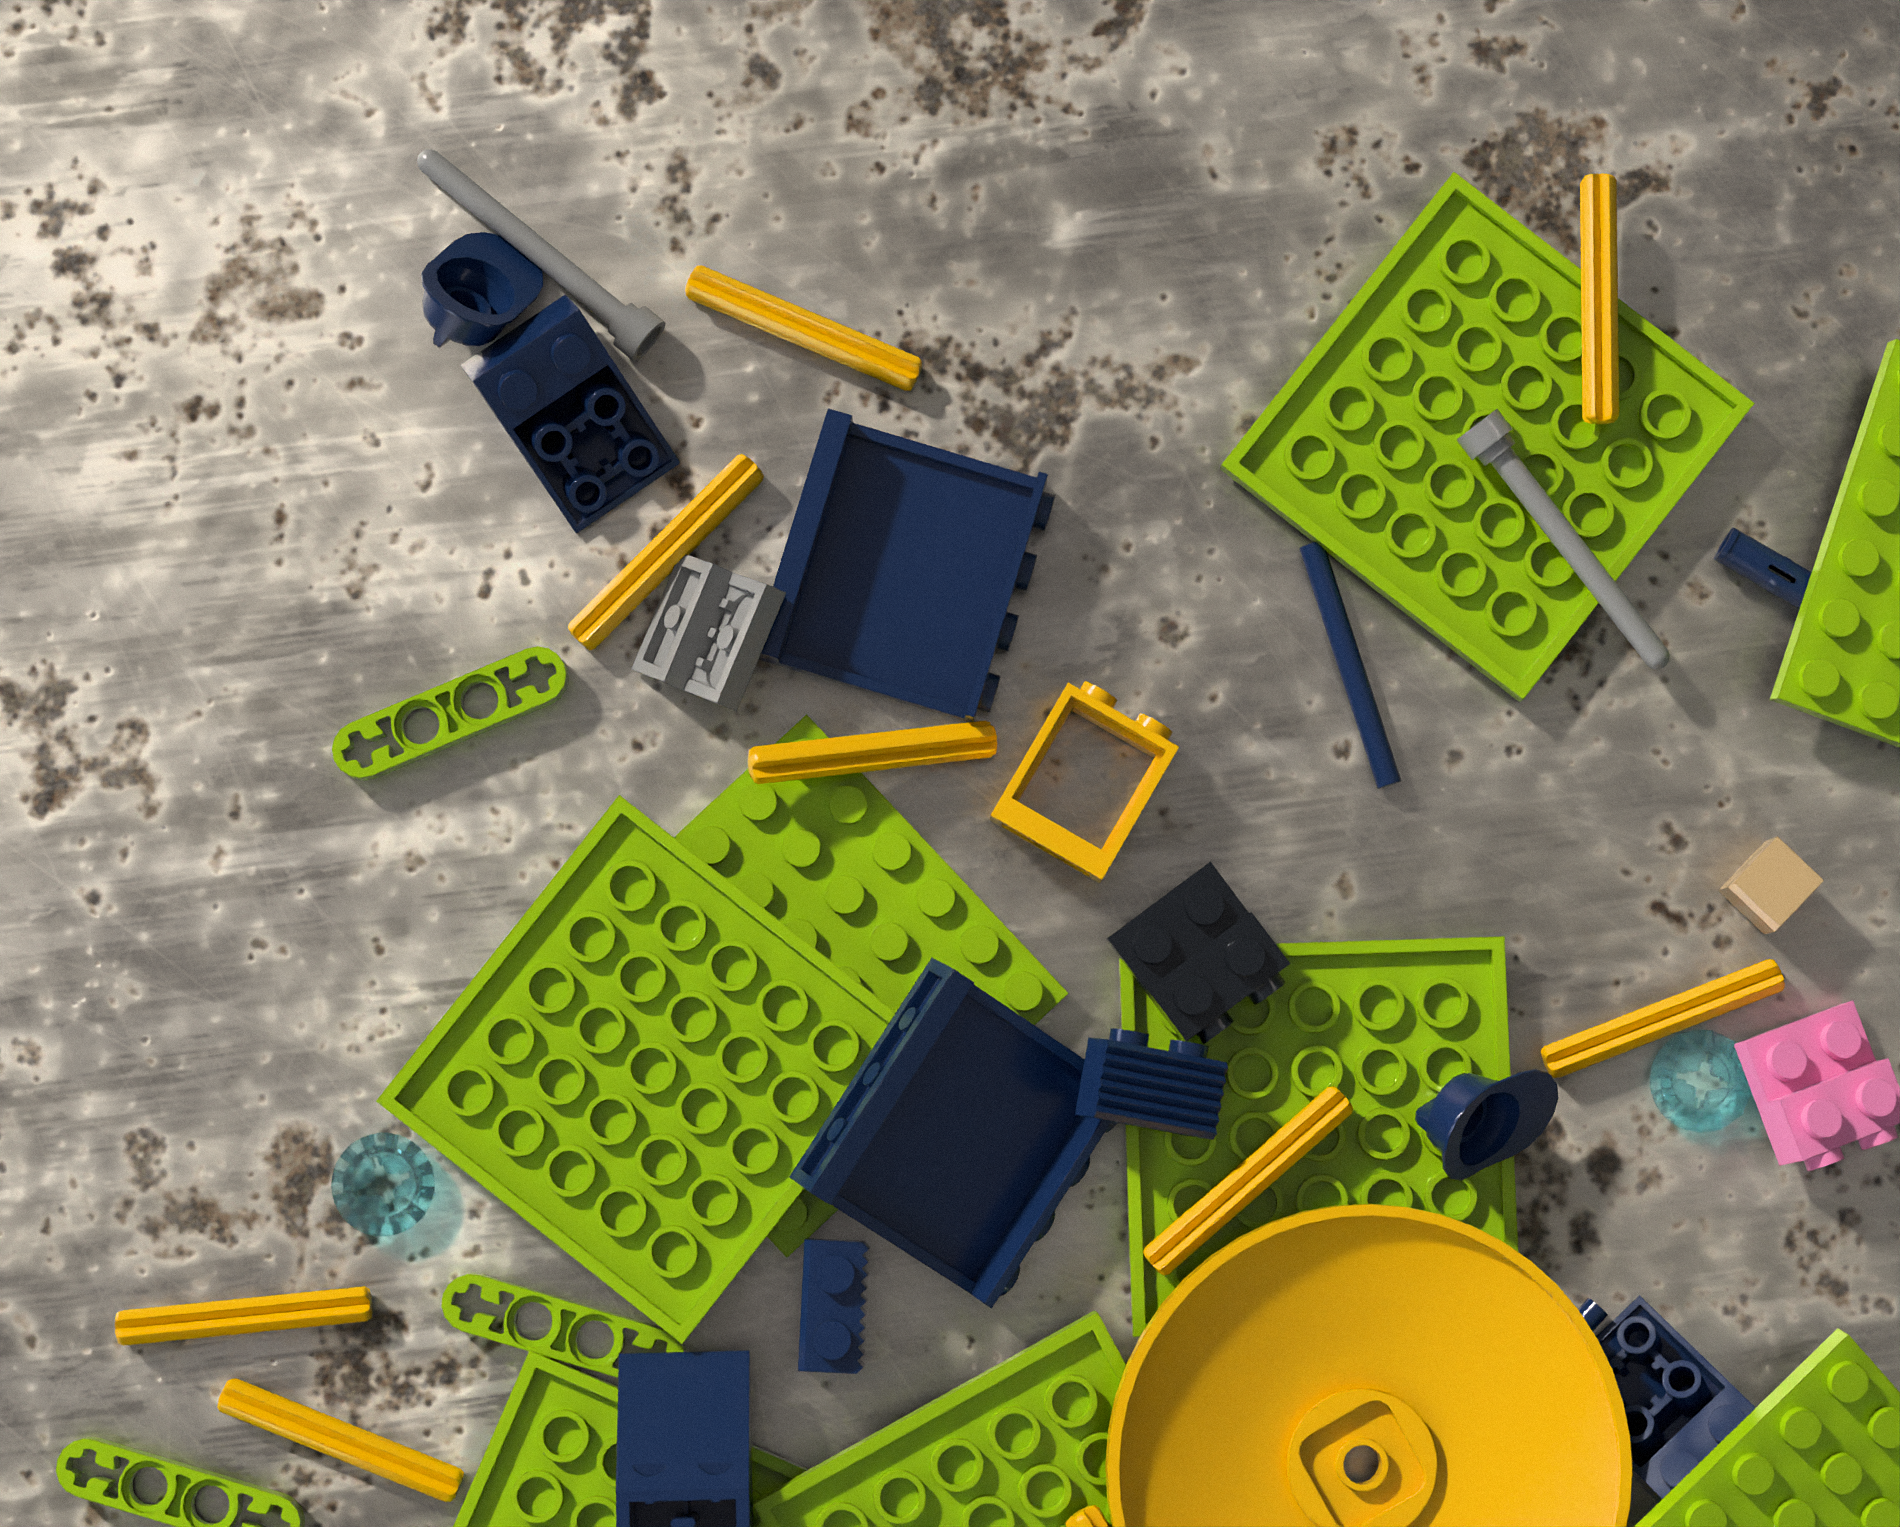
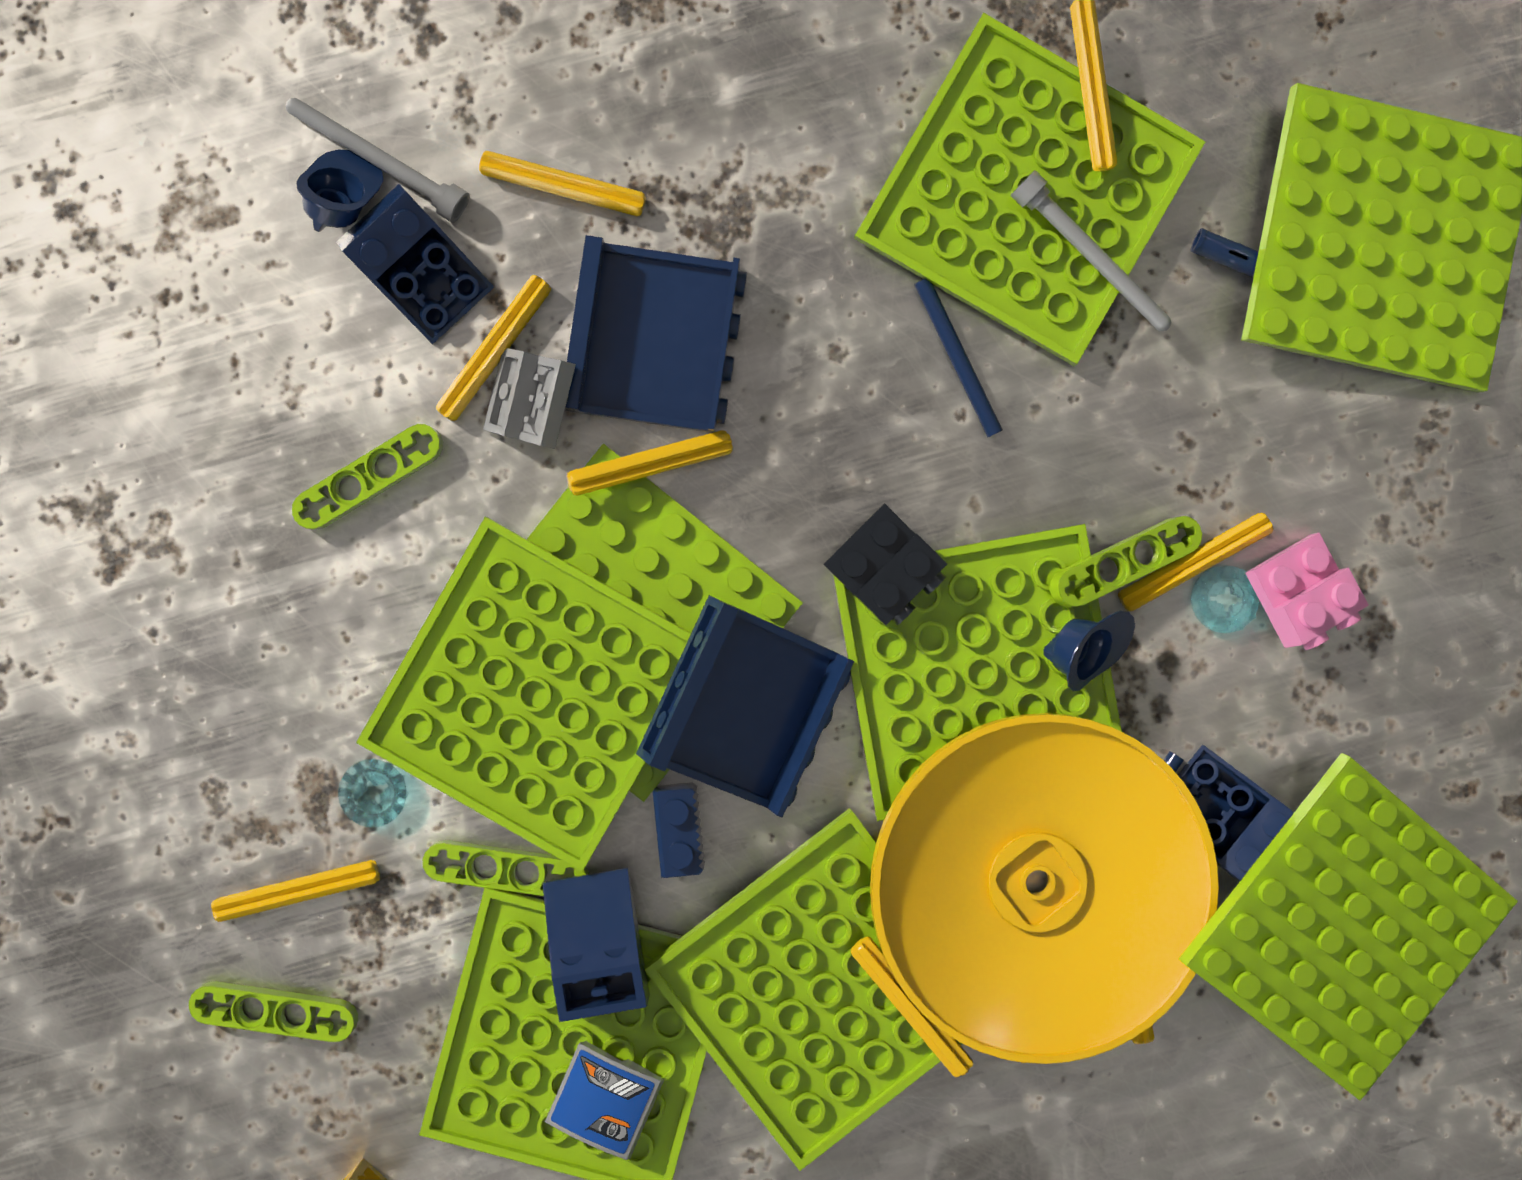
camera: 10 degrees left, 5 degrees up
(340, 1440) = (371, 961): yellow axle -> none
(1097, 707) = (794, 410): yellow window -> none
(1151, 1086) = (867, 659): dark blue brick -> none
(1248, 1180) = (938, 709): yellow axle -> none
(1556, 995) = (1127, 564): none -> lime beam
(1771, 885) = (1256, 464): tan piece -> none

